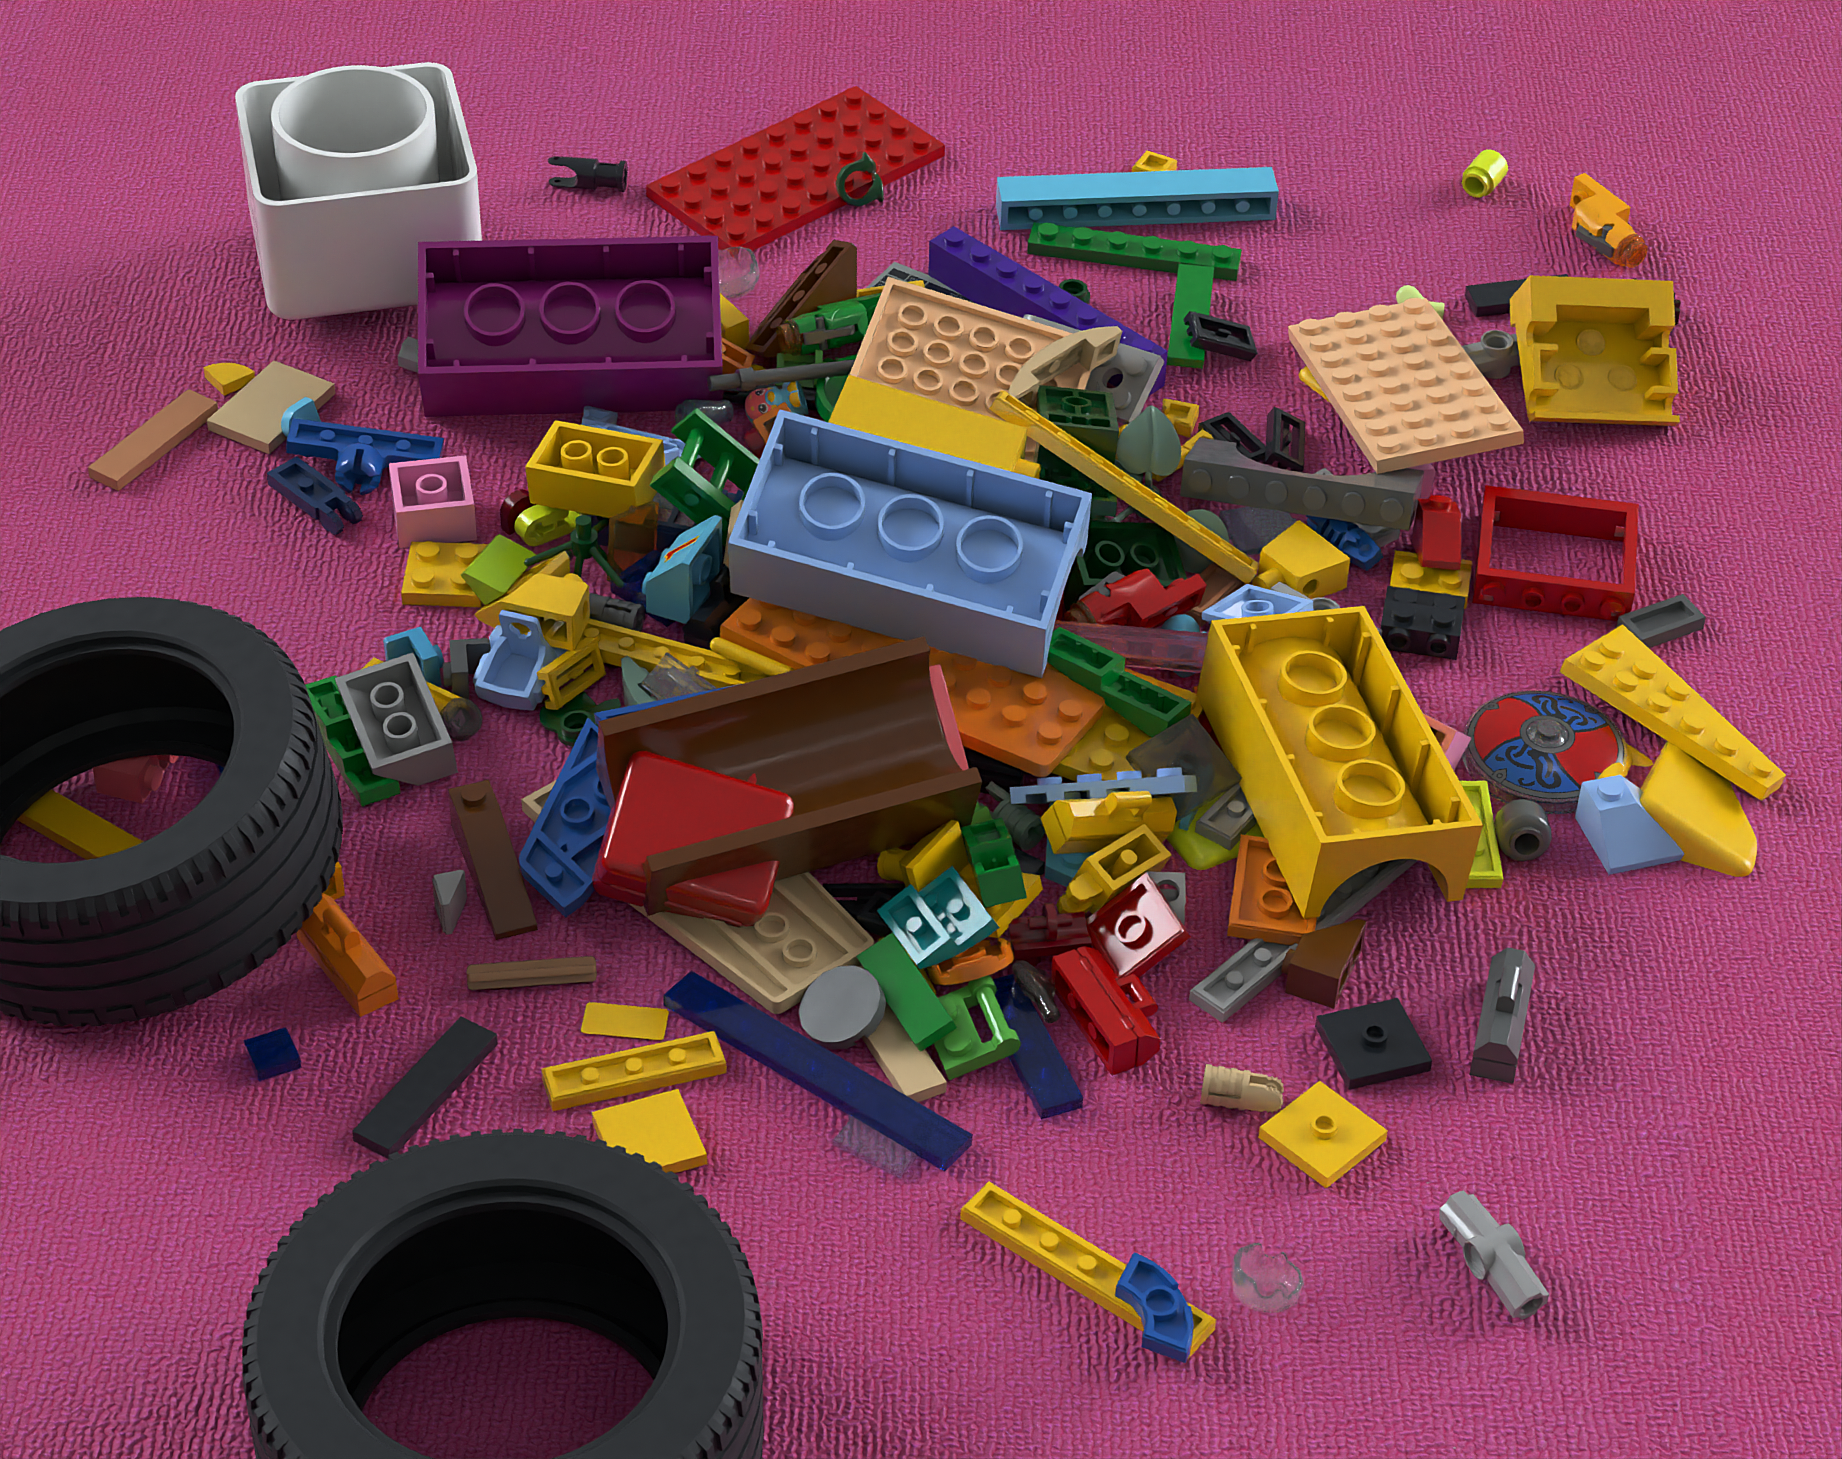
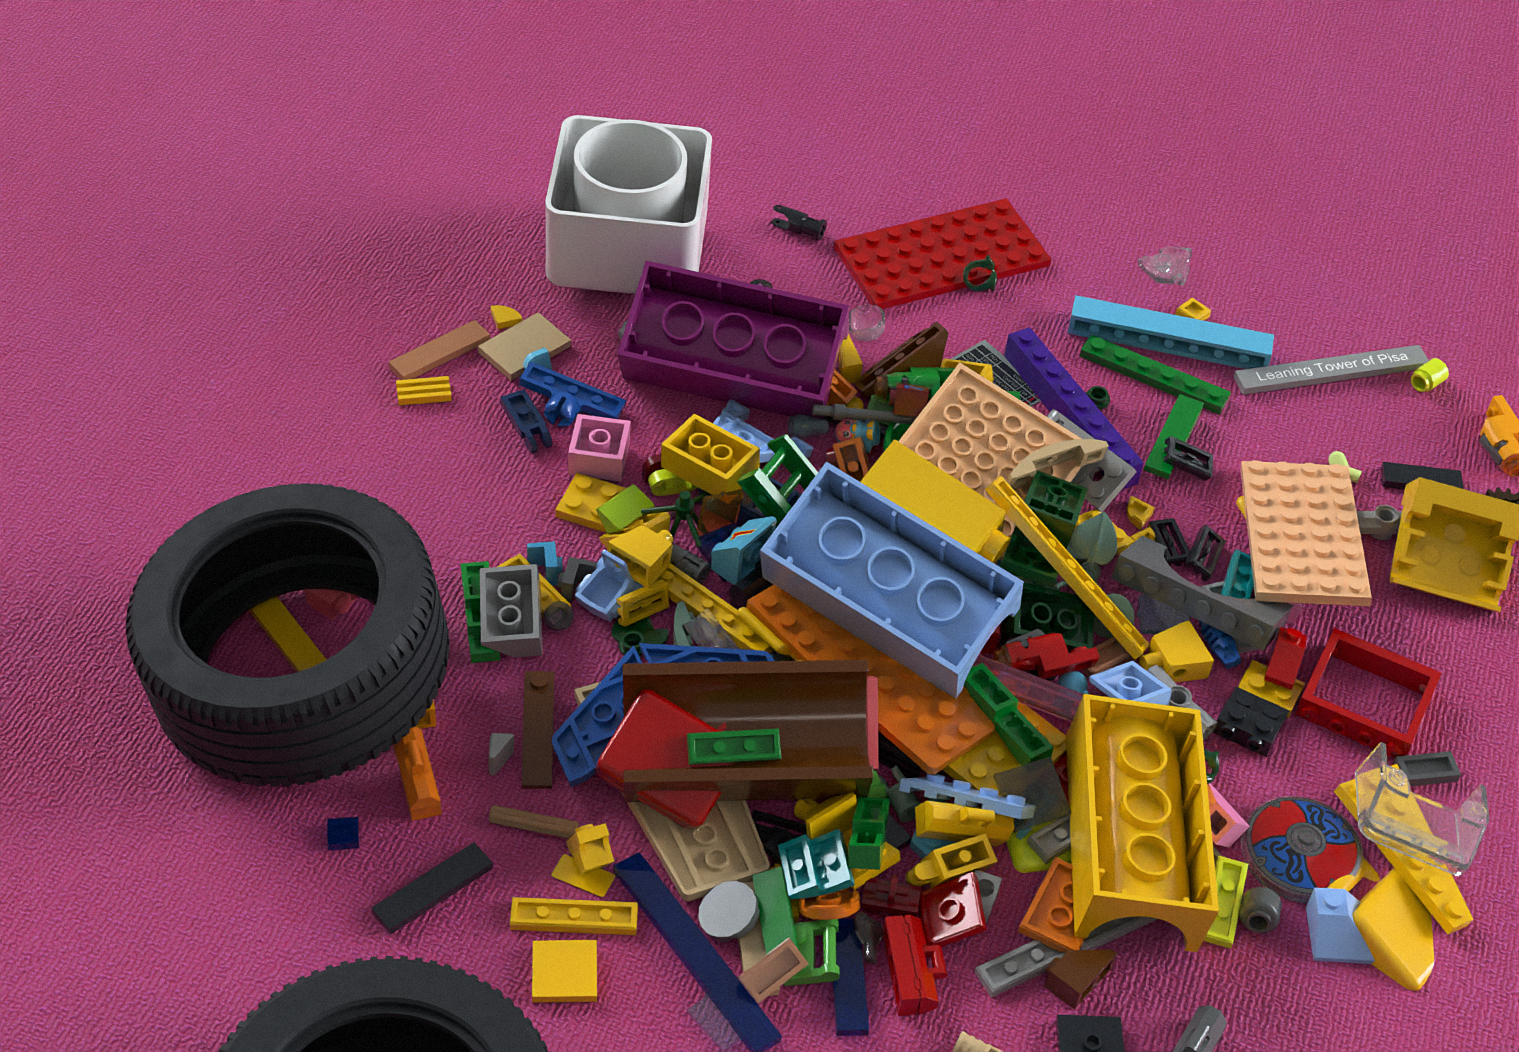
camera: 15 degrees right, 5 degrees up
(152, 492) = (423, 390): none -> yellow tile
(626, 978) = (590, 847): none -> yellow brick
(779, 796) = (733, 746): none -> green tile
(834, 341) = (908, 399): none -> dark red brick
(931, 1057) = (773, 970): none -> nougat tile
(1100, 120) = (1168, 266): none -> clear plate
(1340, 453) = (1239, 576): none -> teal tile
(1354, 196) = (1329, 369): none -> light grey tile
(1674, 672) = (1414, 823): none -> clear windscreen

